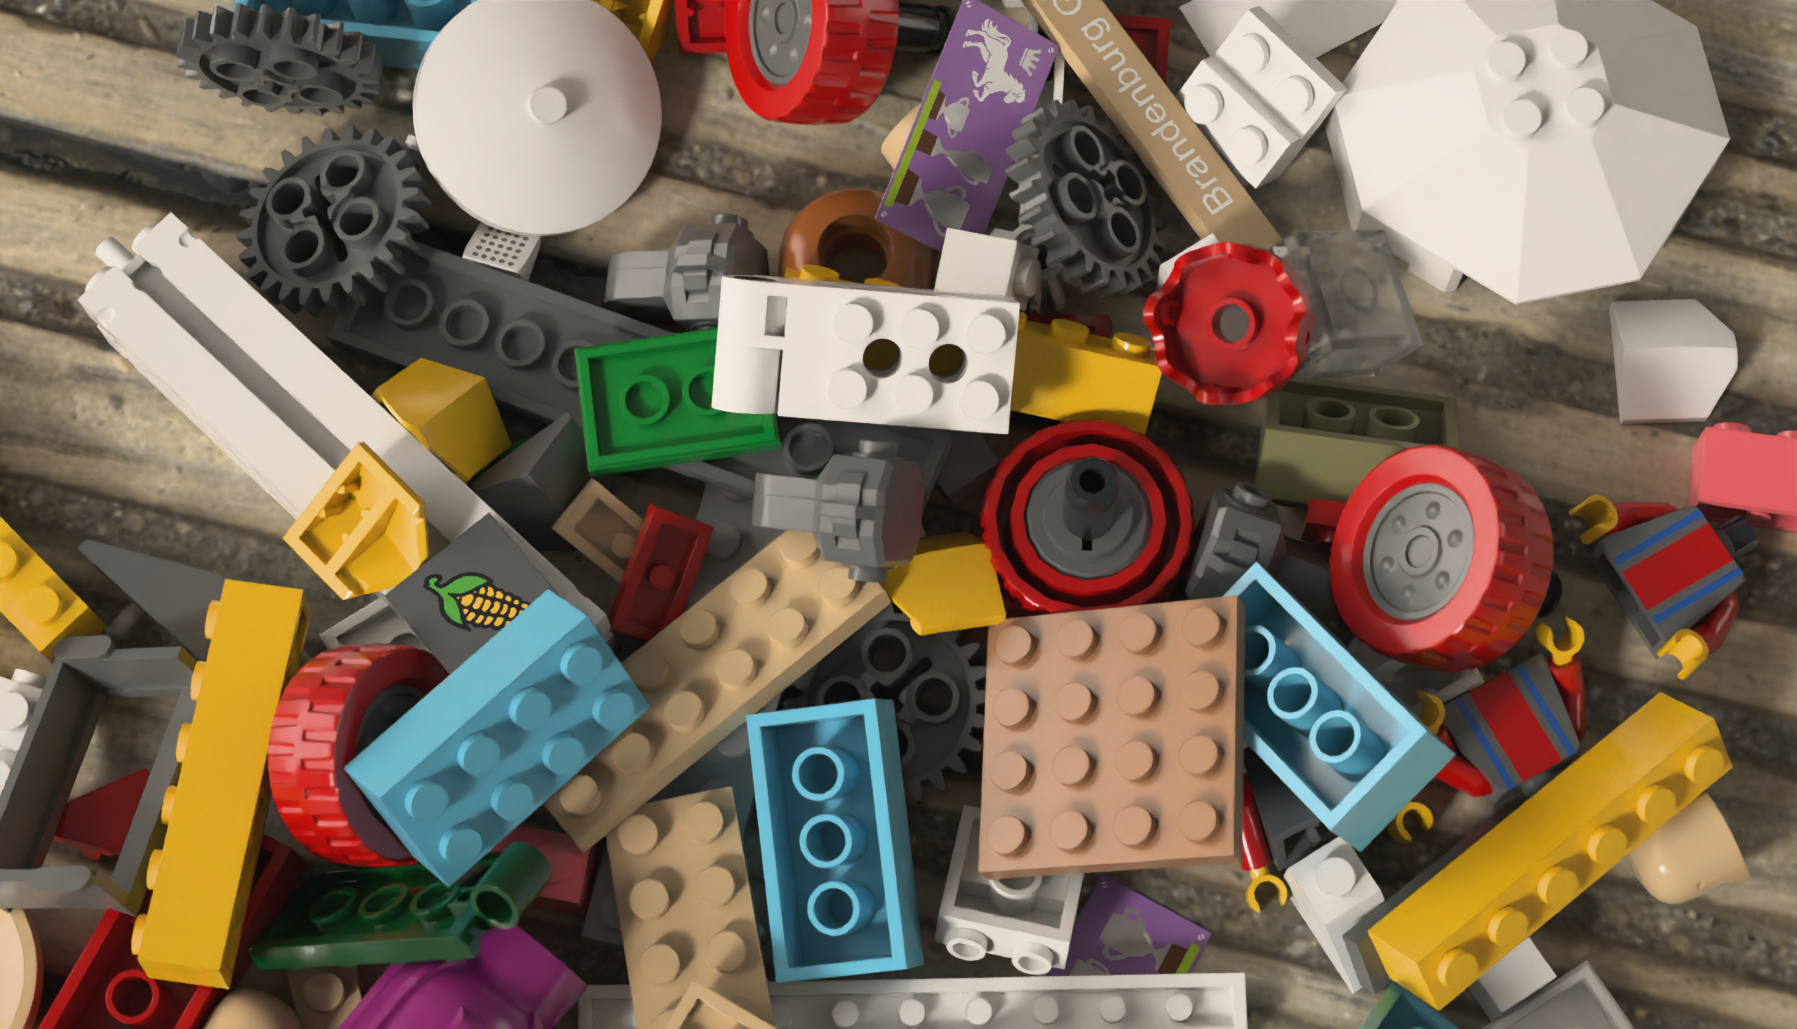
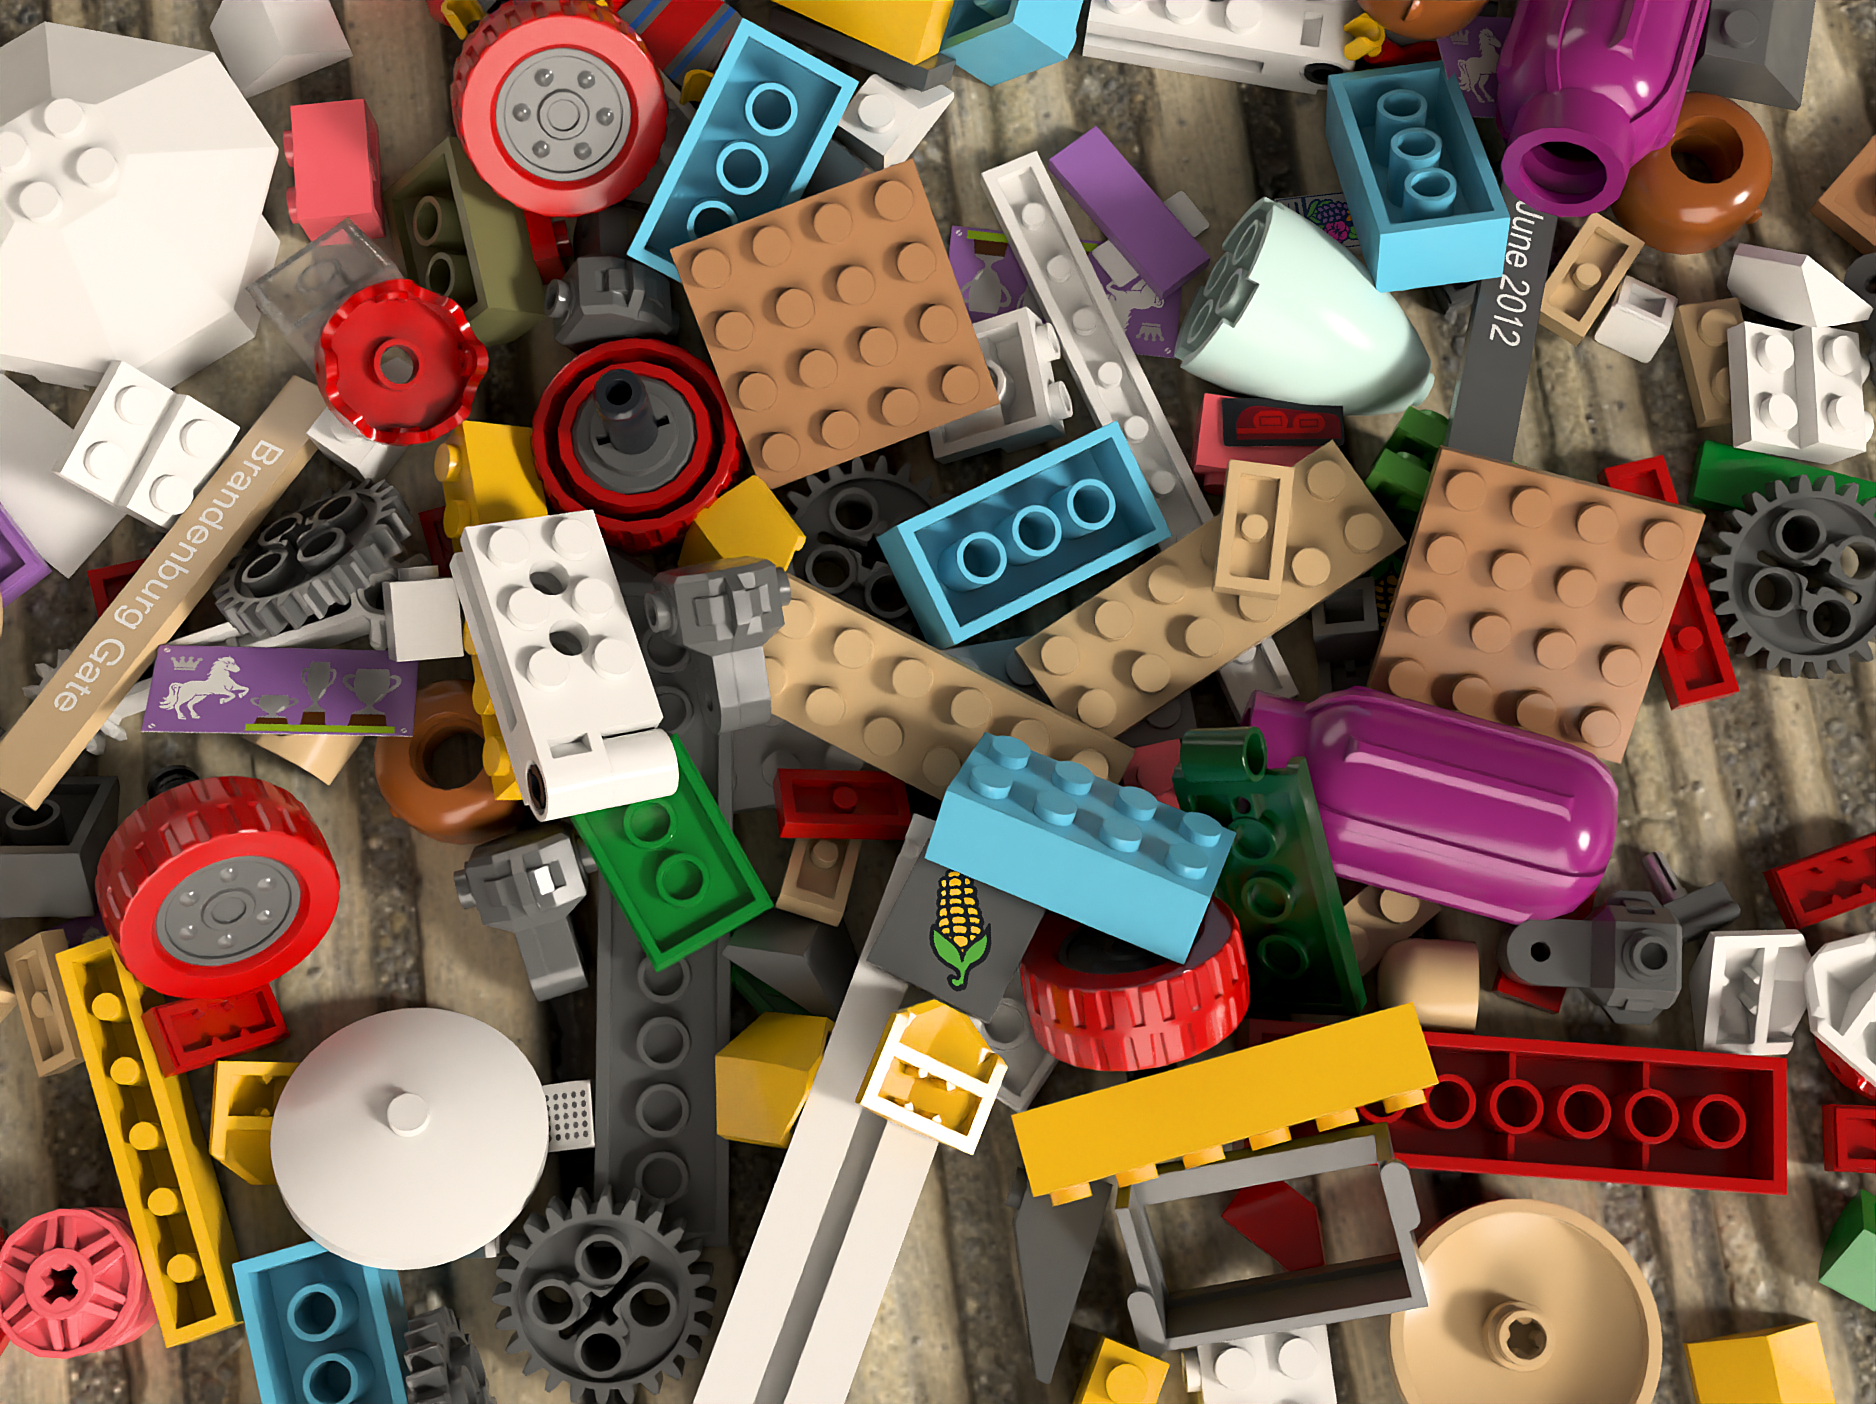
camera: 120 degrees left, 5 degrees up
(1487, 358) = (335, 167): none -> coral brick

